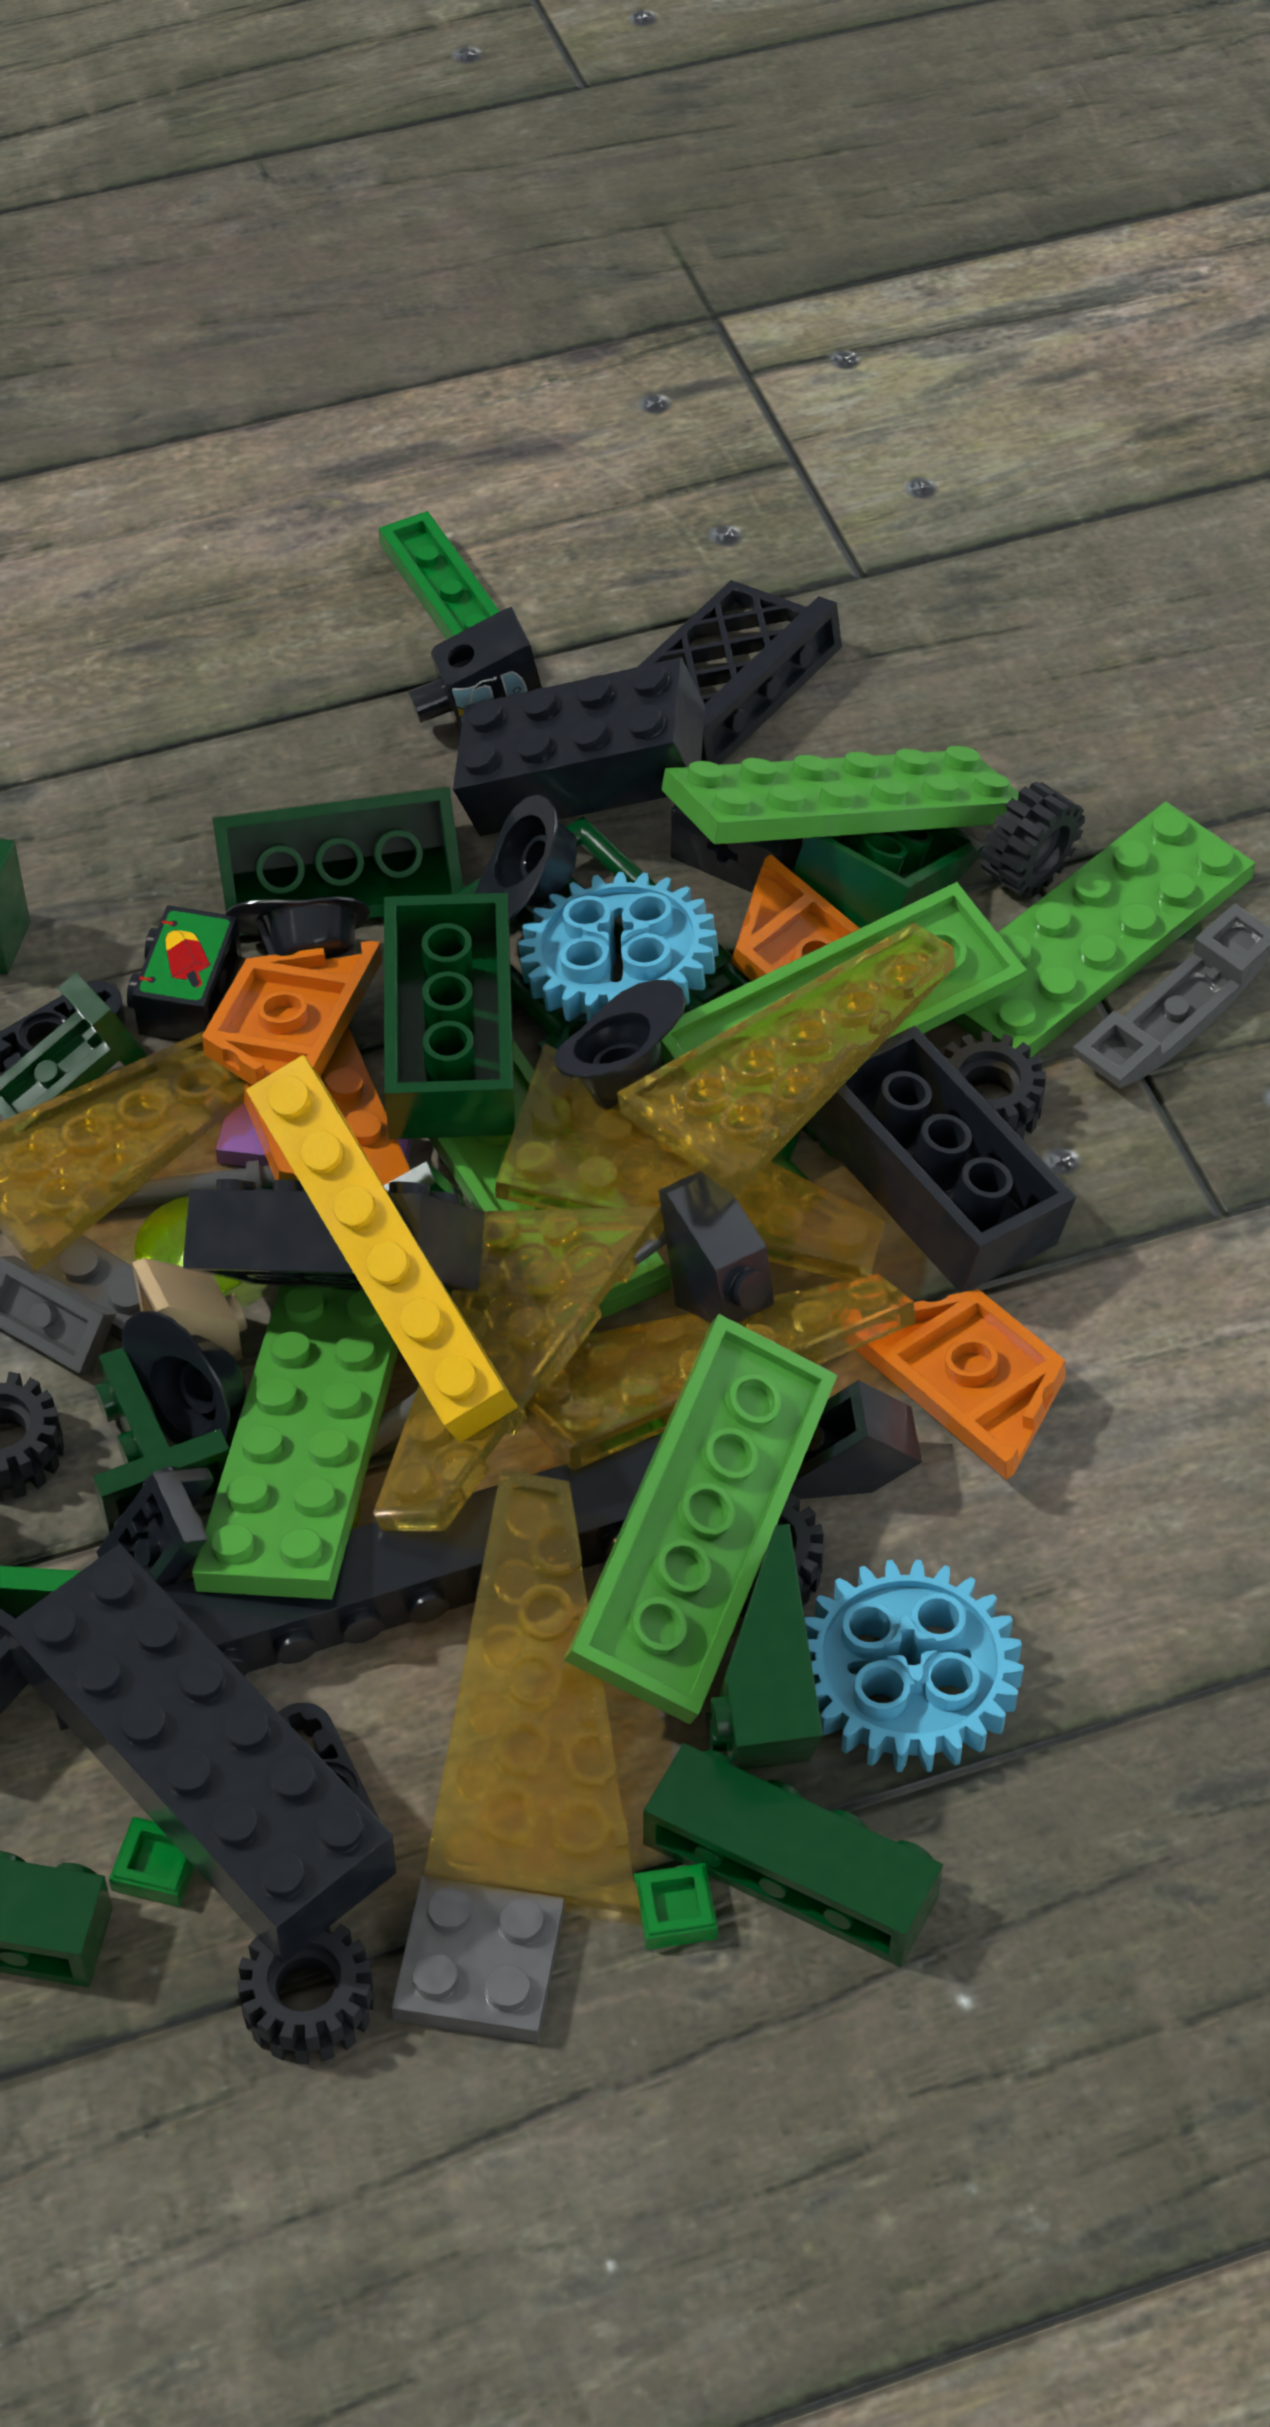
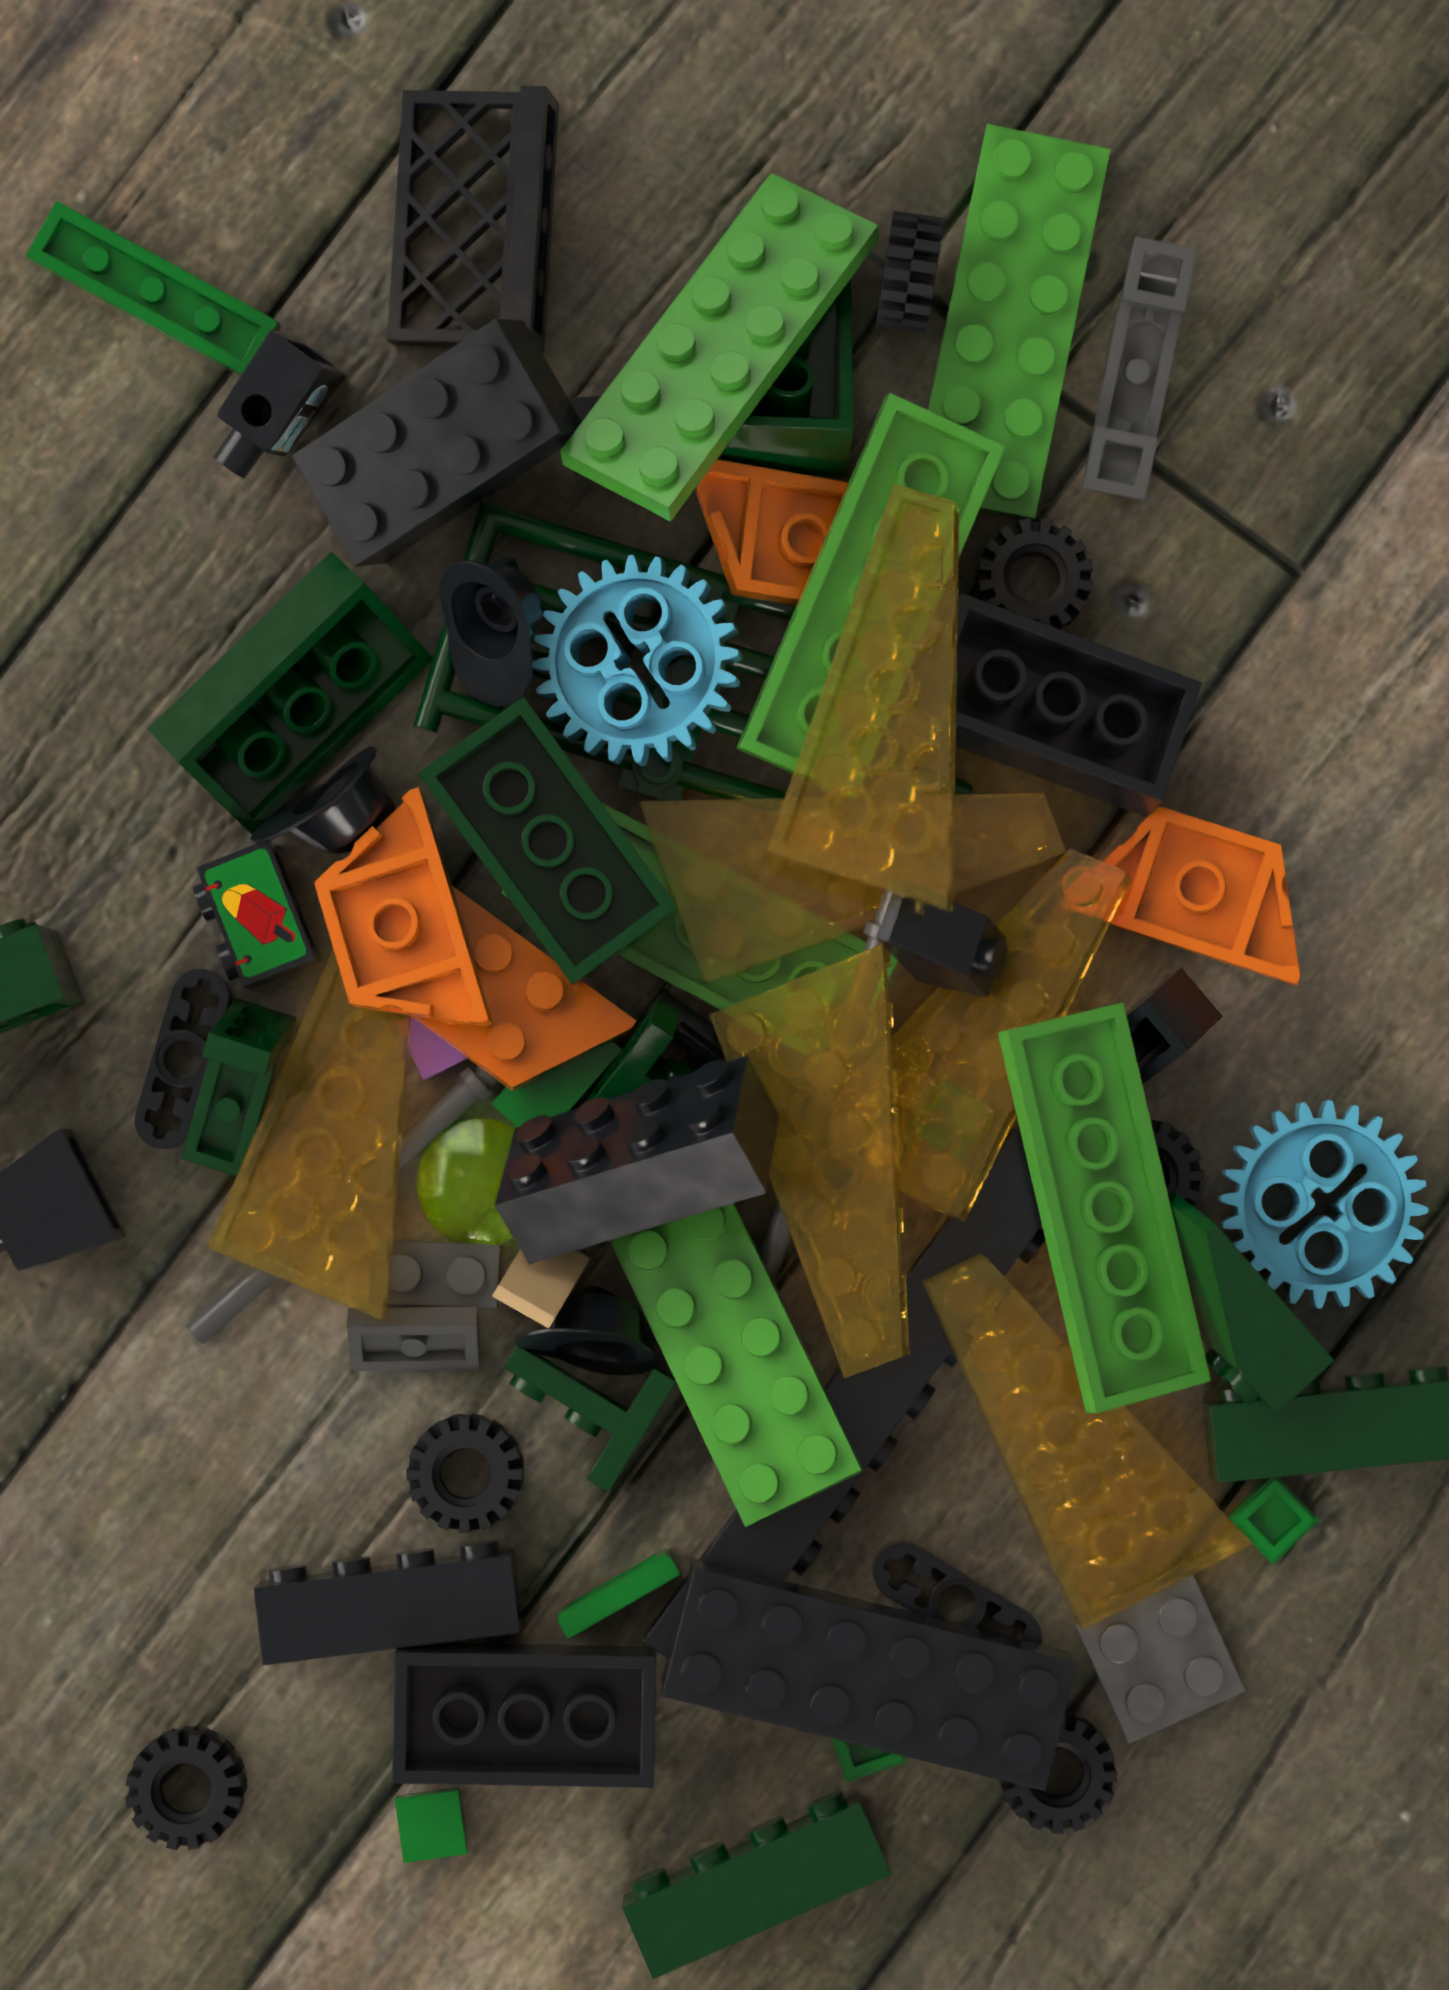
camera: 35 degrees left, 35 degrees up
(161, 1523) = (681, 1508): black bracket -> none
(381, 1250) = (630, 1150): yellow arch -> none
(622, 1040) = (726, 781): black piece -> none

